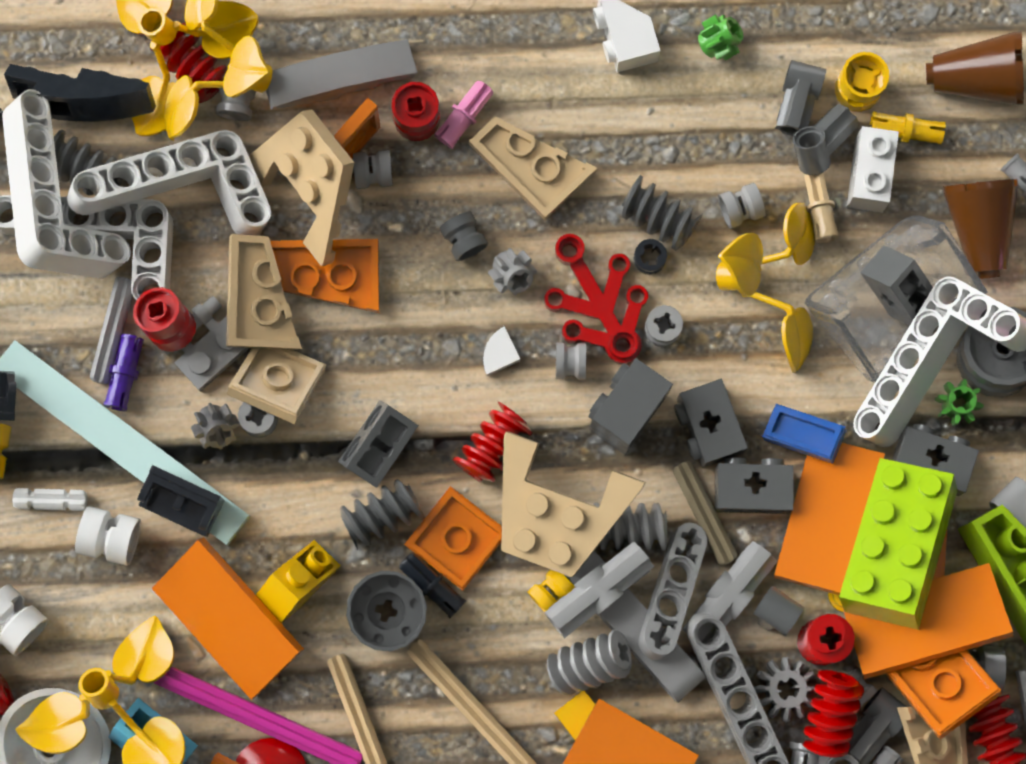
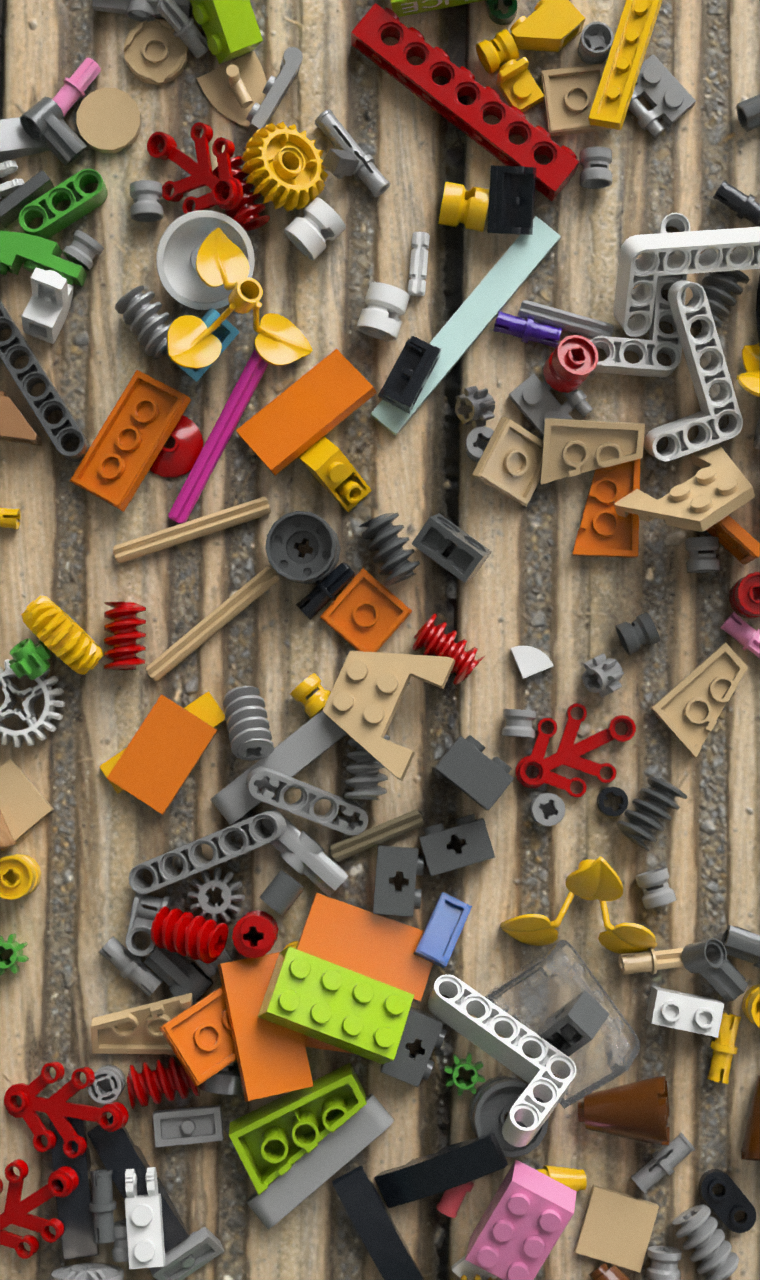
camera: 95 degrees right, 5 degrees up
(599, 589) = (309, 734): light grey piece -> none

